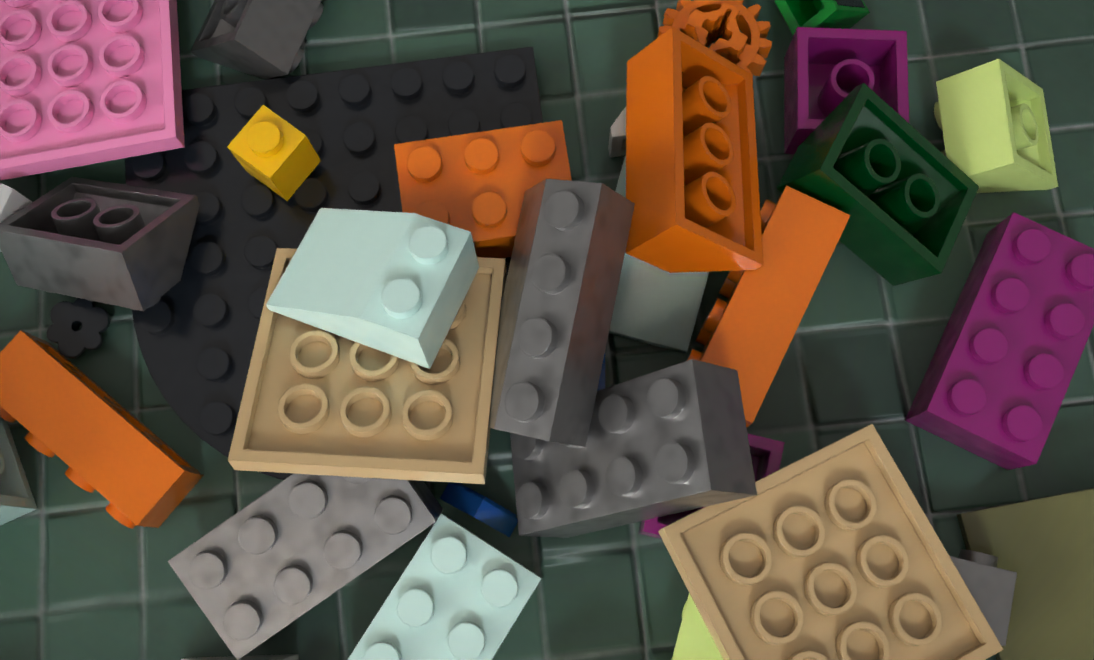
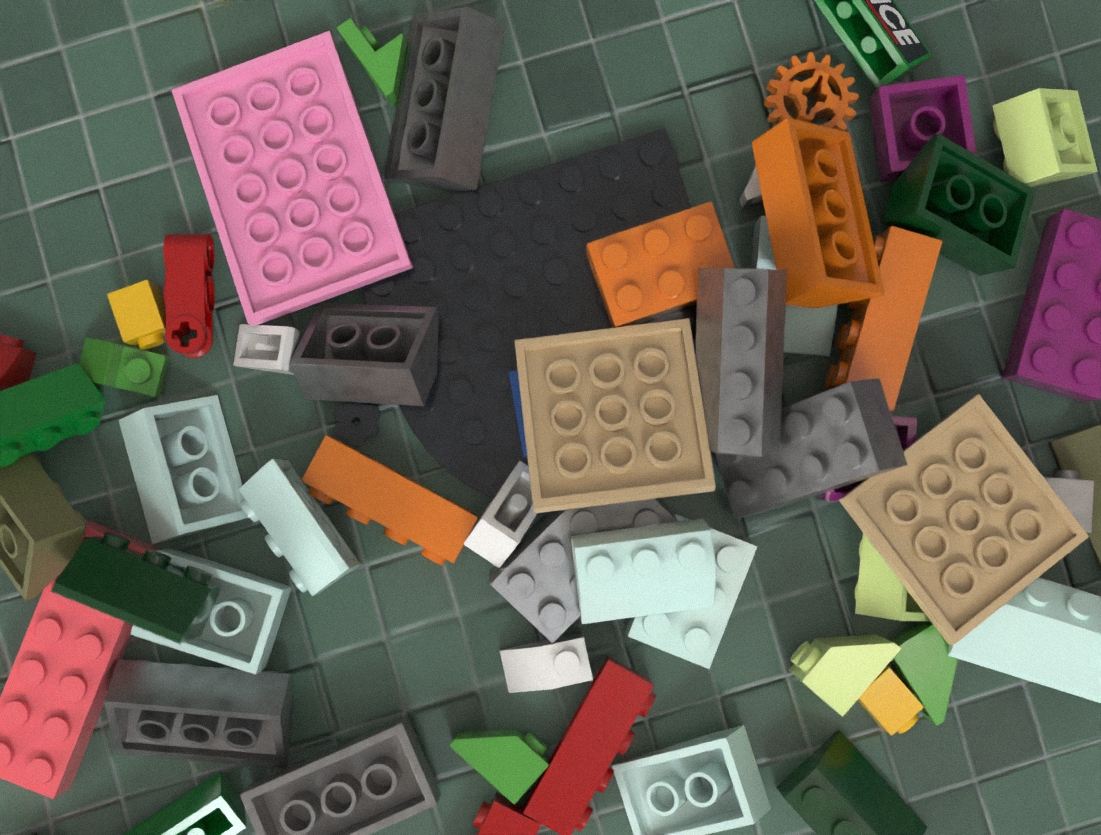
camera: 10 degrees left, 10 degrees up
(205, 488) = (504, 519): none -> white slope
(274, 152) = (488, 261): yellow brick -> none
(366, 581) = (644, 570): none -> light aqua slope
(379, 280) = (602, 355): light aqua slope -> none
(480, 508) = (700, 504): blue tile -> none

